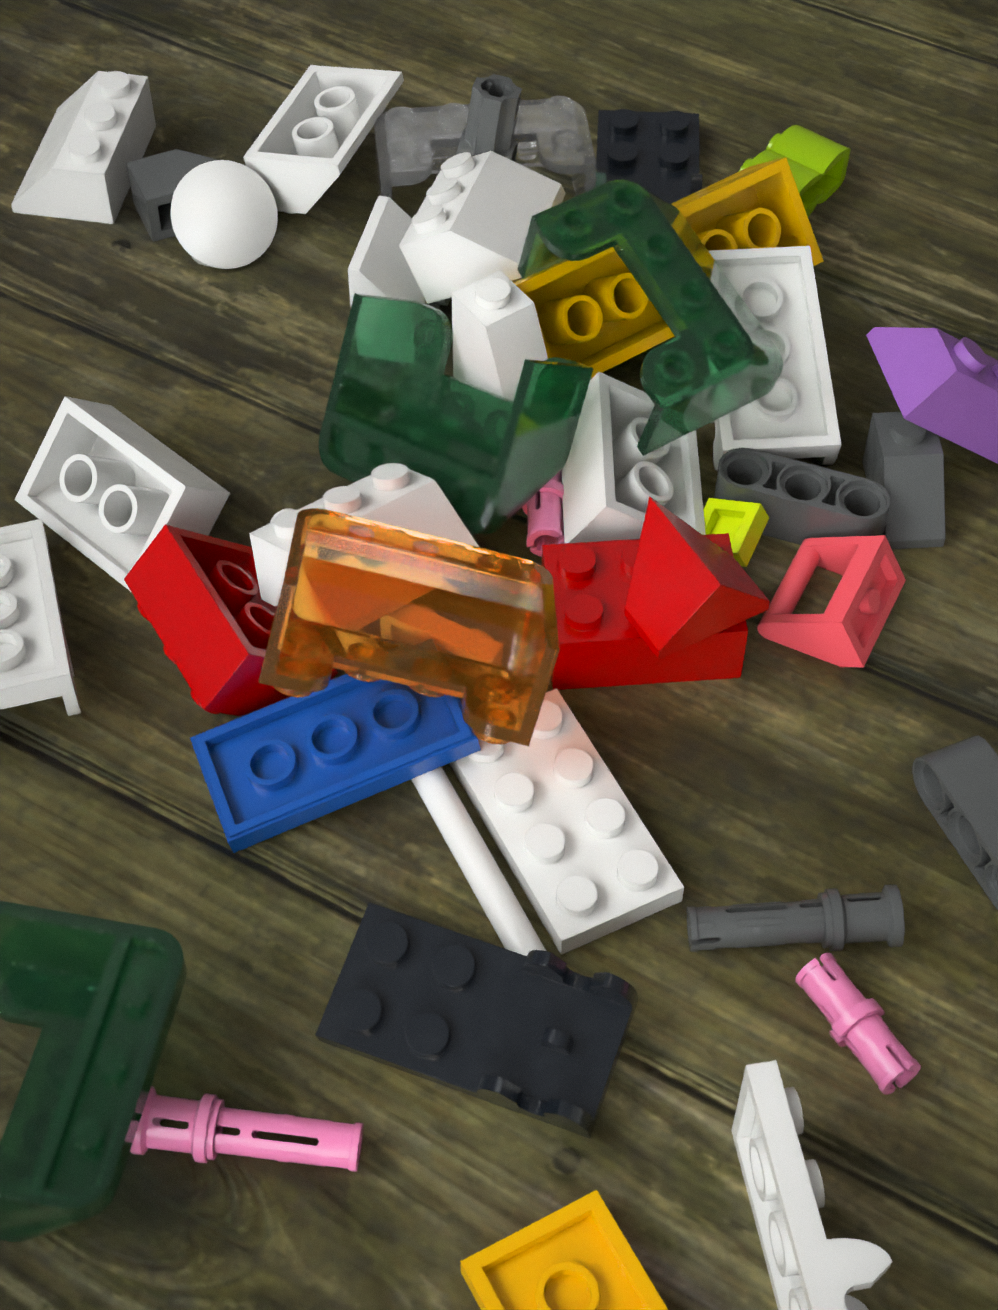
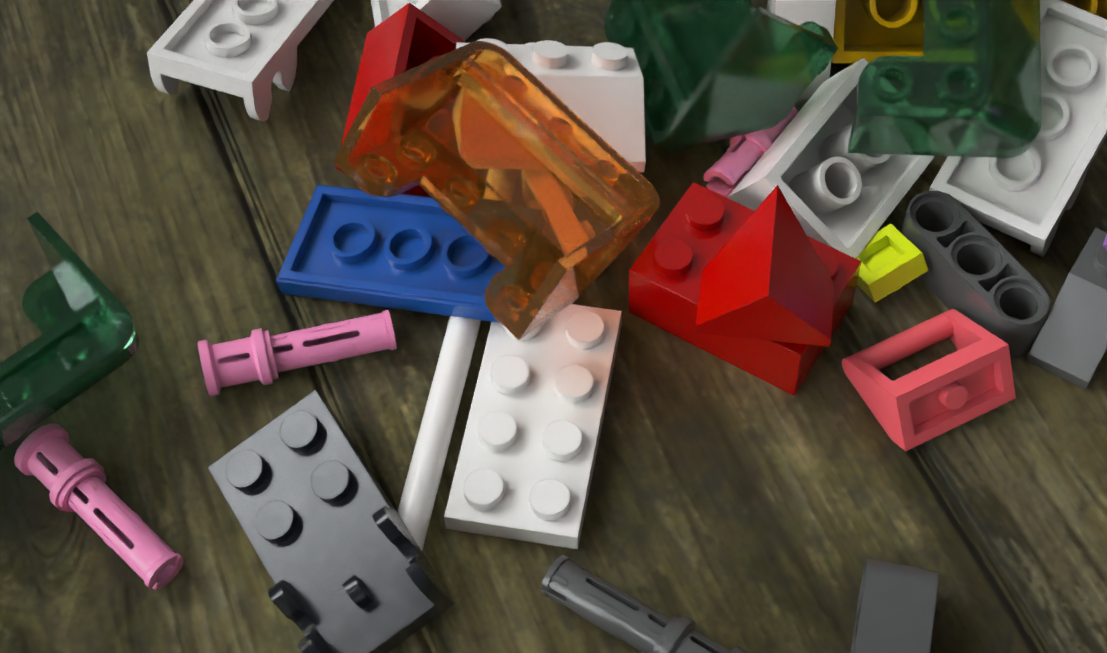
camera: 40 degrees right, 5 degrees up
(278, 907) = (265, 355): none -> bright pink pin

